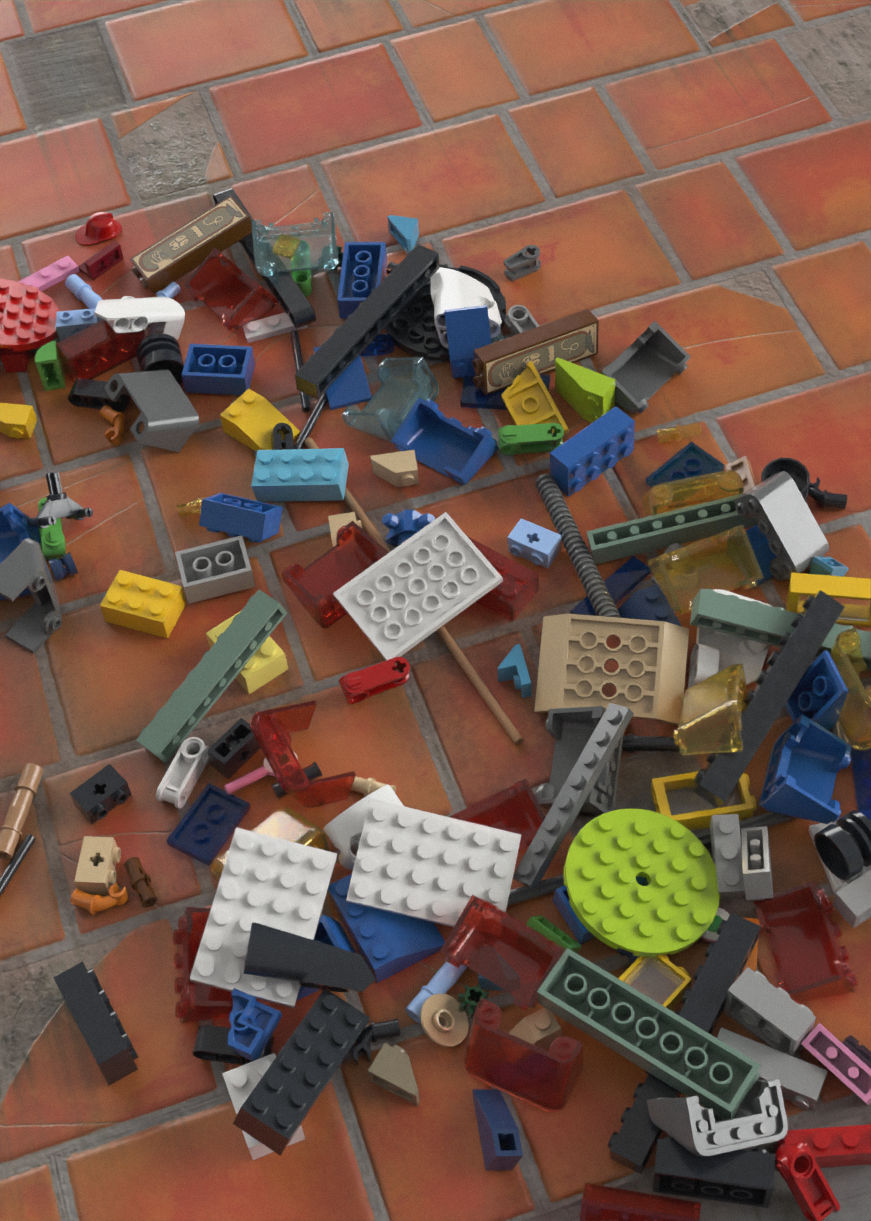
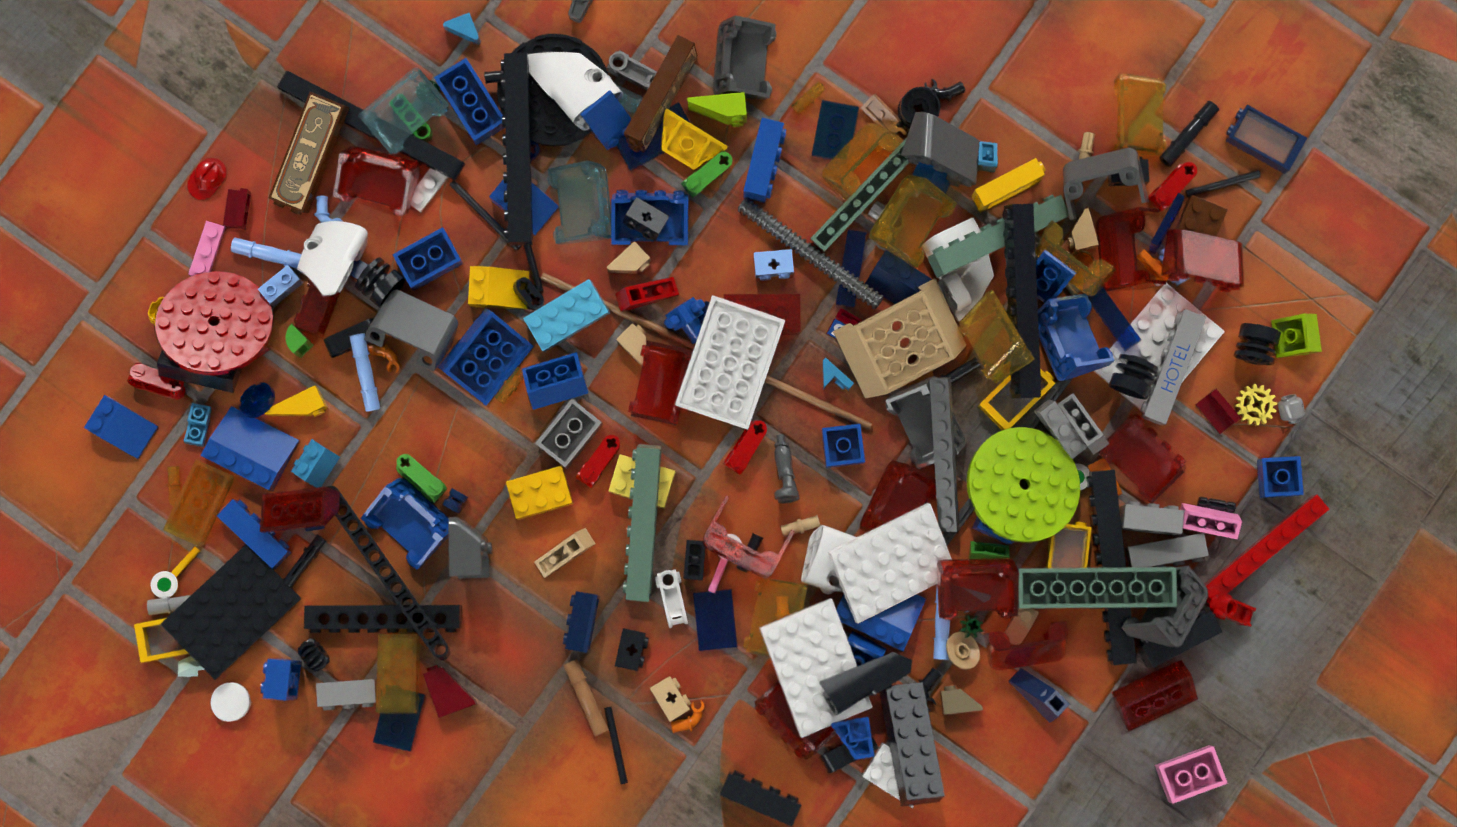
camera: 40 degrees left, 30 degrees up
(58, 505) = (417, 460): axle -> none
(79, 738) = (581, 621): none -> dark blue slope
(82, 421) = (364, 372): none -> light blue piece
(121, 668) = (565, 552): none -> tan slope
(140, 882) = (705, 689): reddish brown pin -> none
(199, 468) = (485, 356): none -> blue slope
(214, 610) = (598, 461): none -> red piece
(286, 246) = (394, 115): clear yellow plate -> none
(384, 739) = (783, 461): none -> dark grey piece
(385, 498) = (646, 293): none -> red slope
(440, 440) = (643, 211): none -> brick
(473, 734) = (843, 445): none -> blue brick

